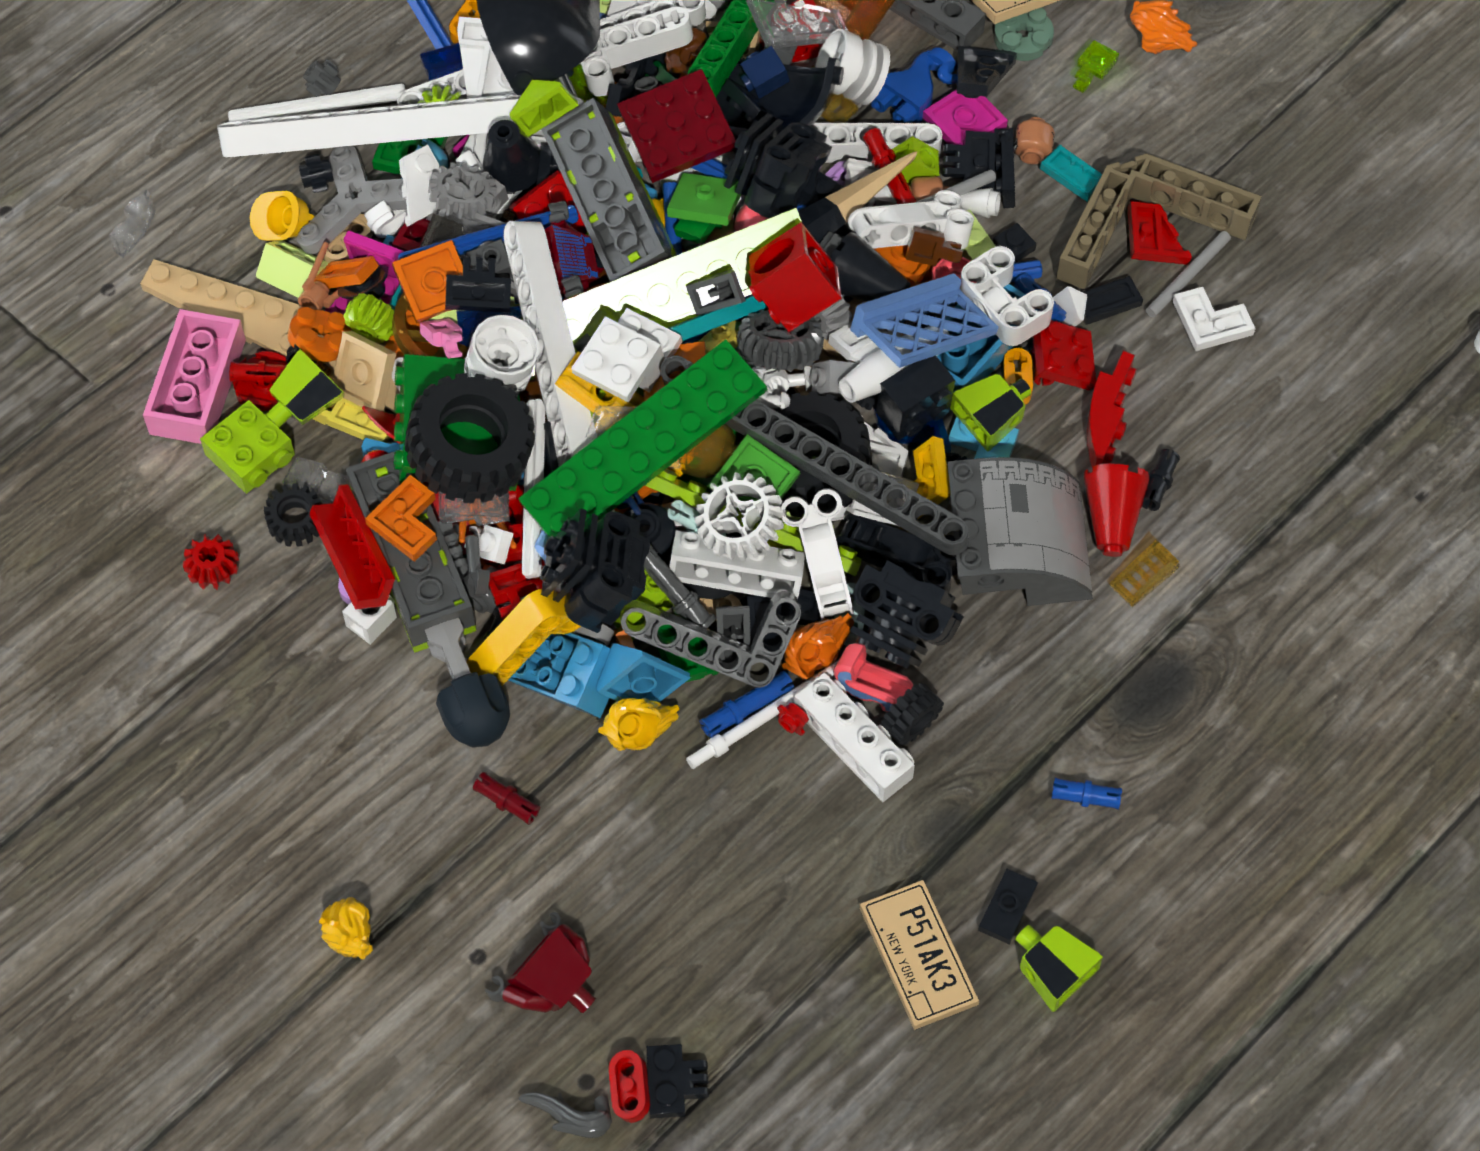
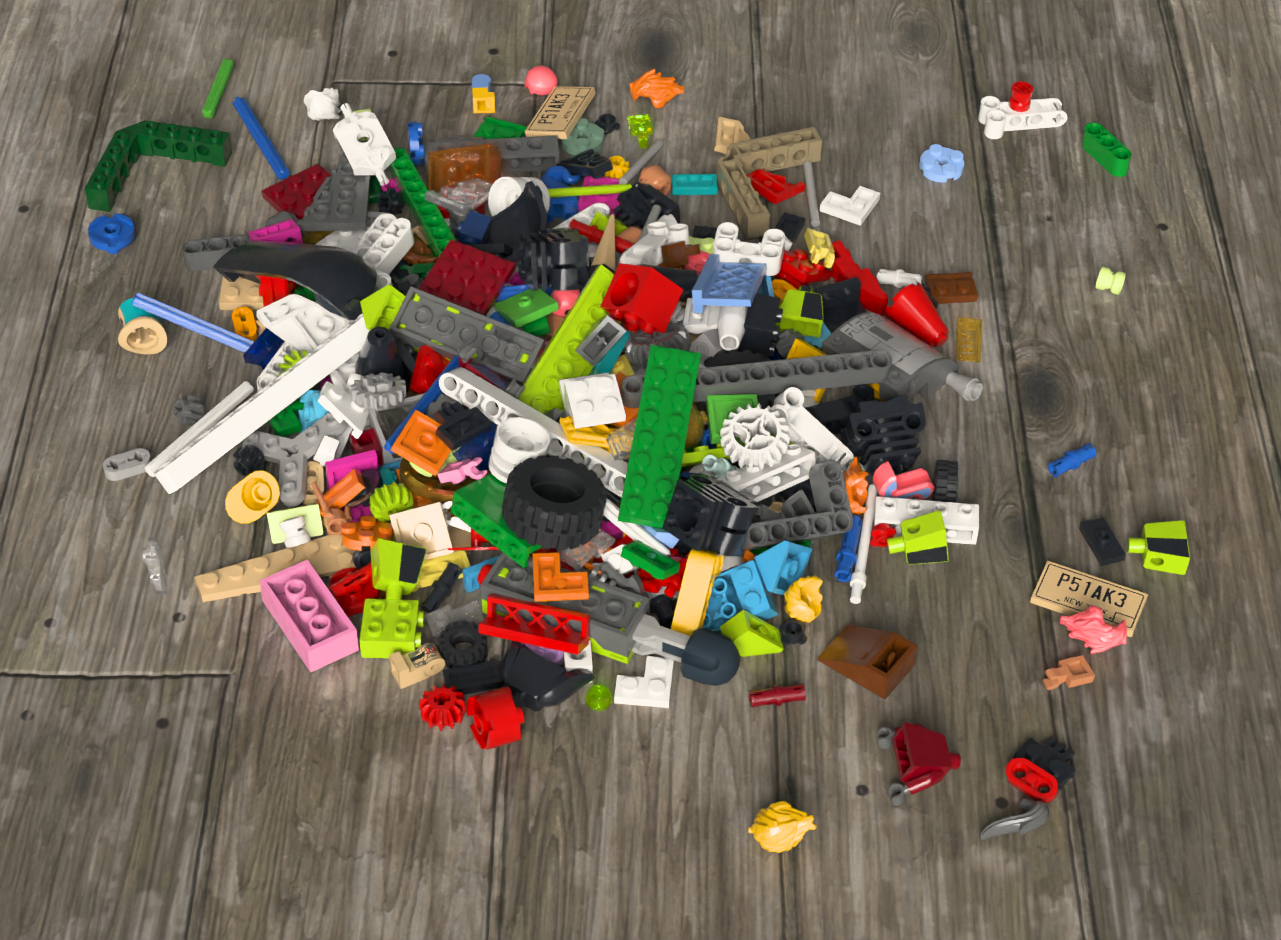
camera: 45 degrees left, 15 degrees down
(220, 96) = (126, 464): none -> light grey beam
(230, 610) = (495, 718): none -> red brick
(234, 500) = (416, 665): none -> tan leg
(271, 554) = (473, 677): none -> black tile
(273, 280) = (294, 531): none -> white wheel
(312, 603) = (538, 681): none -> black torso
(335, 441) = (441, 588): none -> black pin
(351, 657) = (598, 692): none -> clear neon green plate
(408, 696) = (649, 690): none -> white plate
(508, 567) = (650, 560): none -> green plate
(548, 719) = (752, 635): none -> lime slope
(591, 739) = (793, 632): none -> black plate
(626, 835) = (871, 658): none -> reddish brown slope
(802, 1015) = (1072, 671): none -> nougat plate
(818, 756) = (921, 539): none -> lime torso
(873, 993) = (1092, 629): none -> coral hair
(939, 103) = (588, 190): none -> lime bar
(942, 429) = (786, 341): none -> dark grey gear
(1010, 97) = (619, 166): none -> yellow gear
(1044, 107) = (641, 162): none -> light grey bar
(1051, 432) = (840, 302): none -> black bracket
(1065, 28) = (607, 123): none -> black plate
(1075, 624) = (965, 386): none -> light grey cone
(1110, 344) = (819, 247): none -> light yellow hinge
(1151, 445) = (898, 278): none -> white axle
(1178, 140) = (728, 132): none -> tan wing
(1203, 498) = (952, 287): none -> reddish brown plate
(1379, 326) = (951, 159): none -> light blue plate
(1384, 624) = (1111, 281): none -> yellowish green wheel

